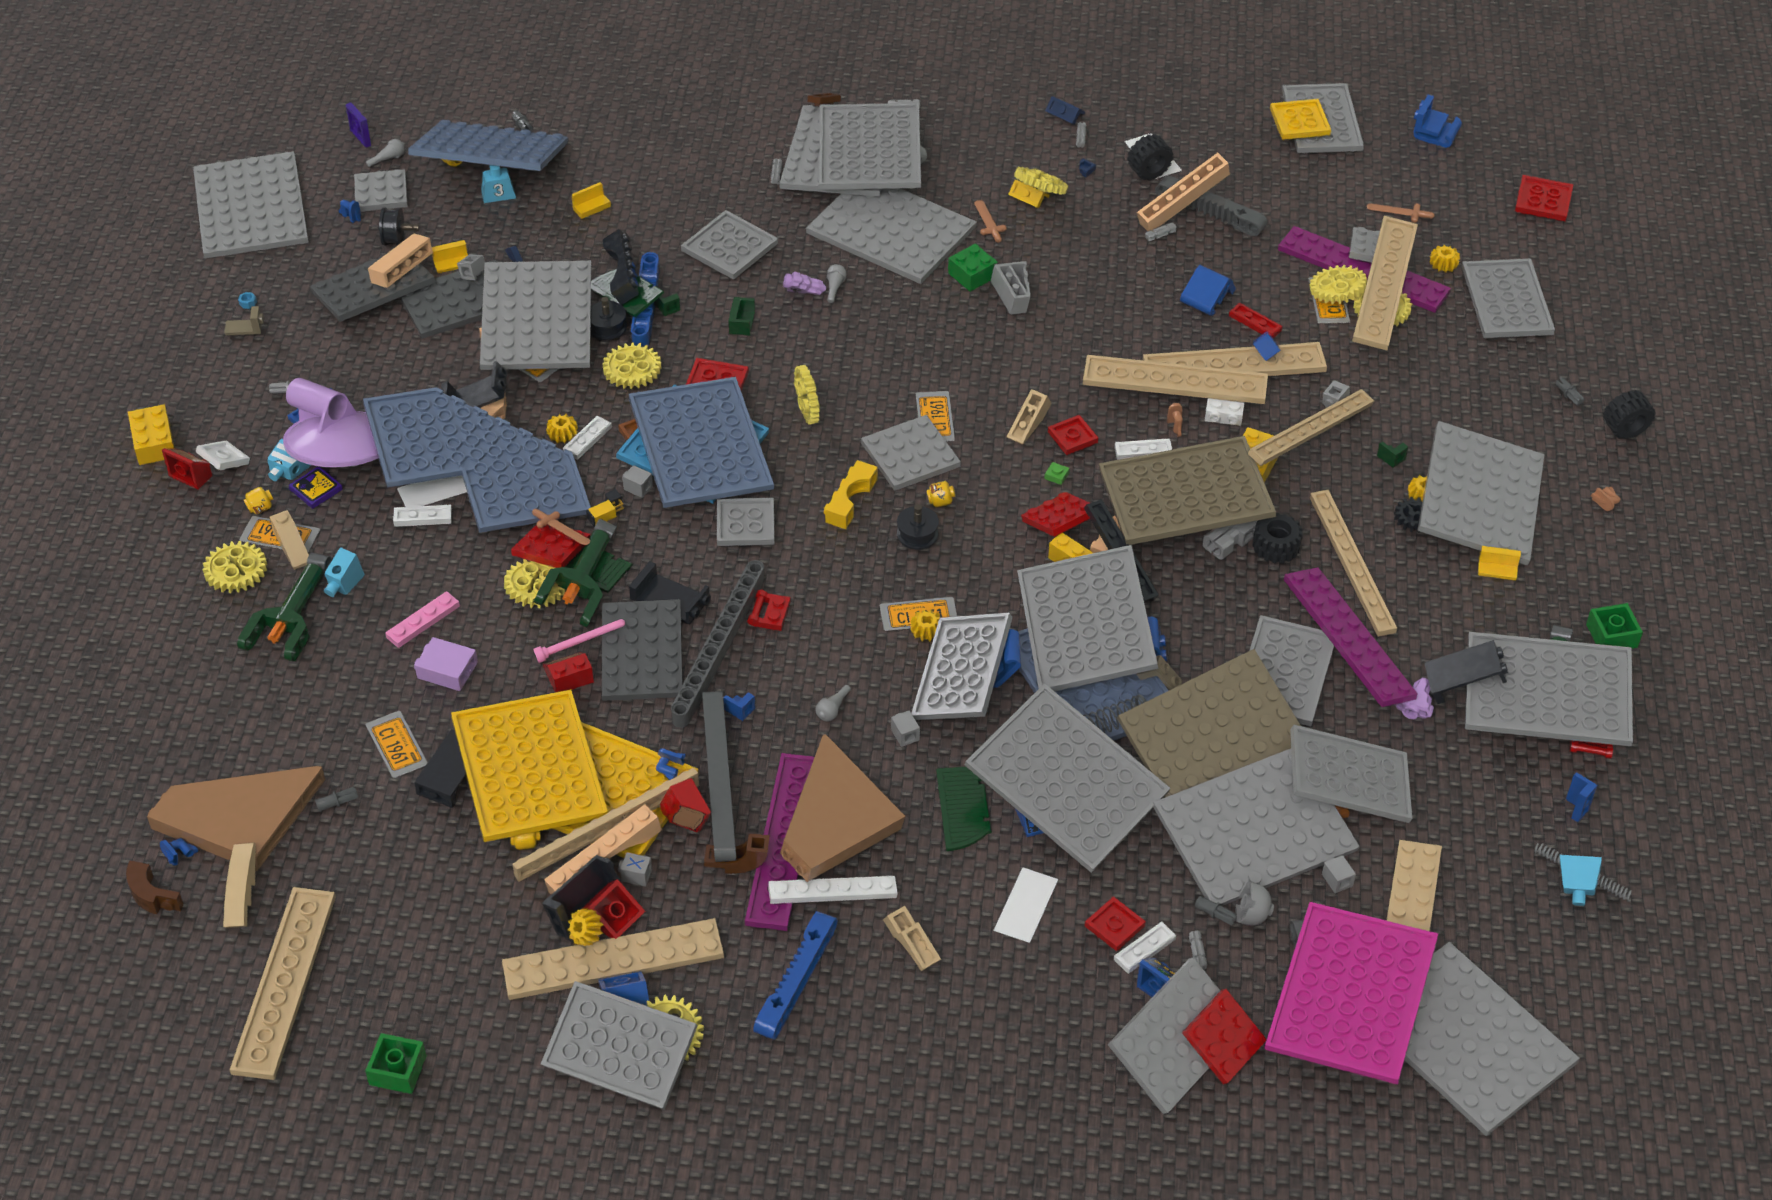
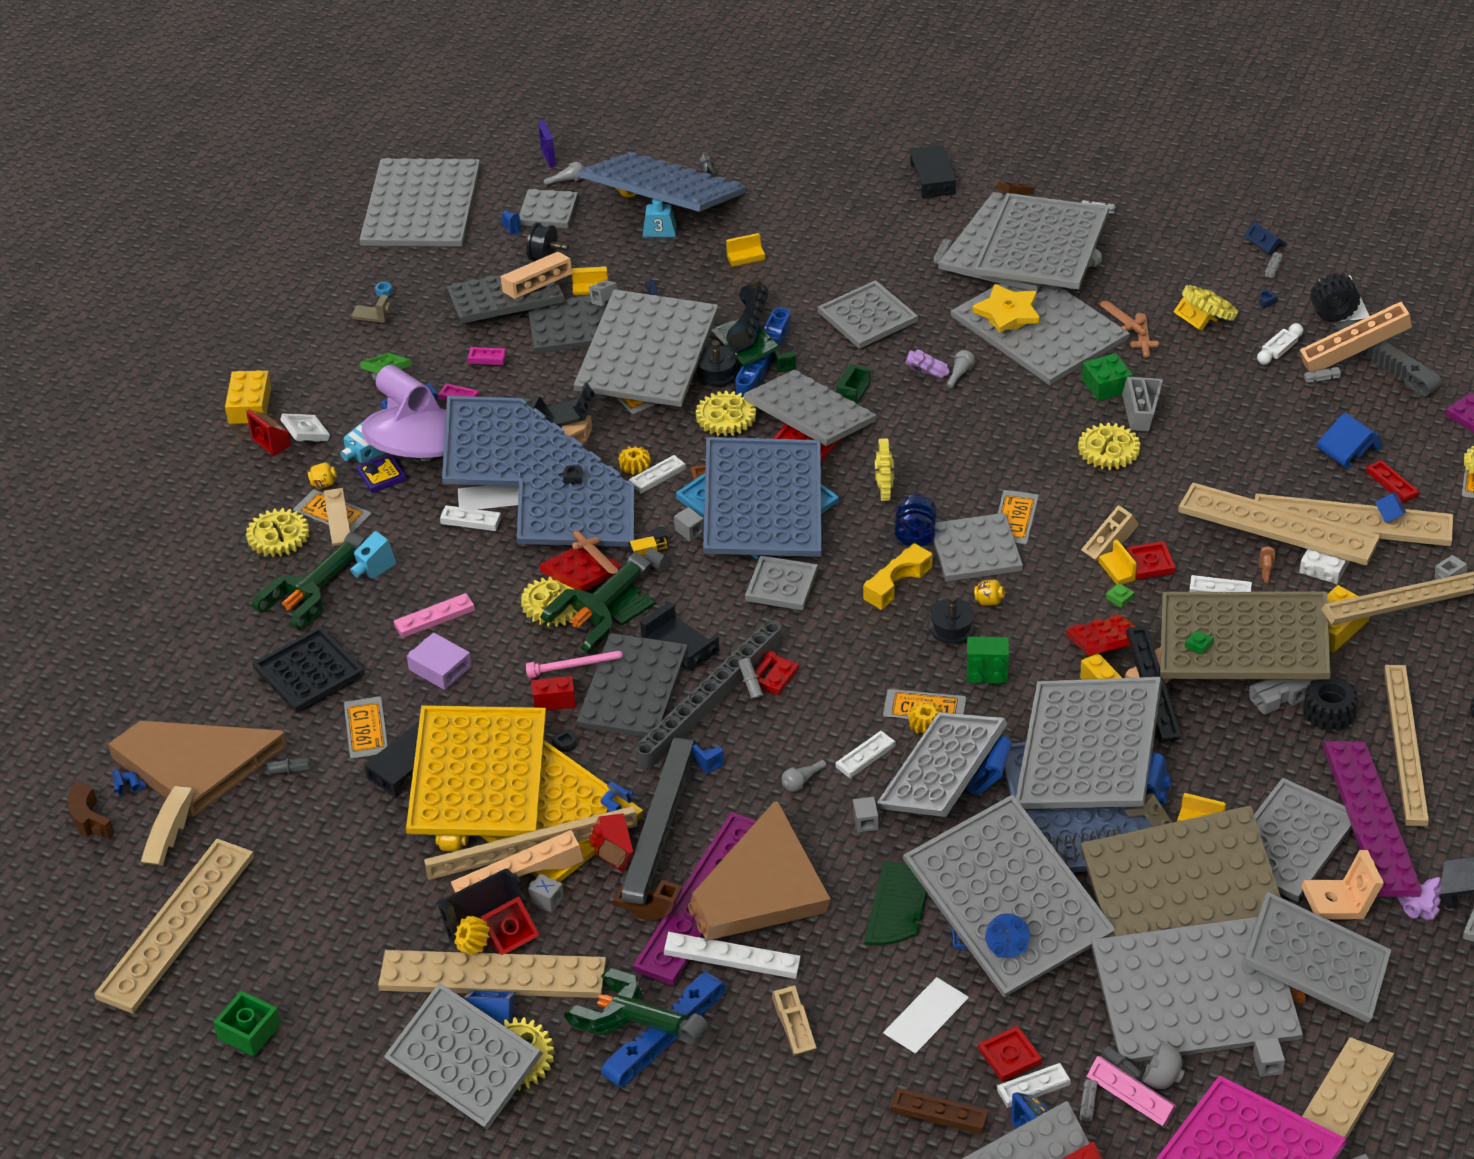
camera: 20 degrees right, 5 degrees down
(279, 375) = (377, 363): none -> bright green tile
(318, 698) = (308, 669): none -> black plate
(357, 393) = (453, 390): none -> dark pink plate
(377, 349) = (487, 356): none -> dark pink plate
(512, 454) = (572, 474): none -> black tile
(597, 717) = (565, 741): none -> black tile
(622, 522) = (658, 560): none -> dark grey brick
(710, 345) = (810, 407): none -> light grey plate
(741, 93) = (933, 171): none -> black panel
(752, 620) = (750, 678): none -> light grey axle
(759, 962) = (629, 1007): none -> dark green piece
(850, 438) = (915, 520): none -> clear blue wheel
(861, 217) = (1008, 309): none -> yellow plate
(882, 671) = (865, 754): none -> white tile
(964, 559) = (987, 660): none -> green brick
(973, 212) = (1128, 321): none -> nougat sword
(1009, 337) = (1109, 446): none -> light yellow gear
(1046, 444) = (1119, 564): none -> yellow panel
(1072, 991) = (939, 1110): none -> reddish brown plate
(1091, 813) = (1018, 935): none -> blue plate
(1114, 209) = (1280, 344): none -> white plate
(1151, 505) = (1199, 642): none -> green plate
(1199, 661) = (1197, 806): none -> yellow panel
(1233, 932) = (1131, 1091): none -> bright pink plate
(1354, 710) = (1350, 896): none -> light nougat bracket

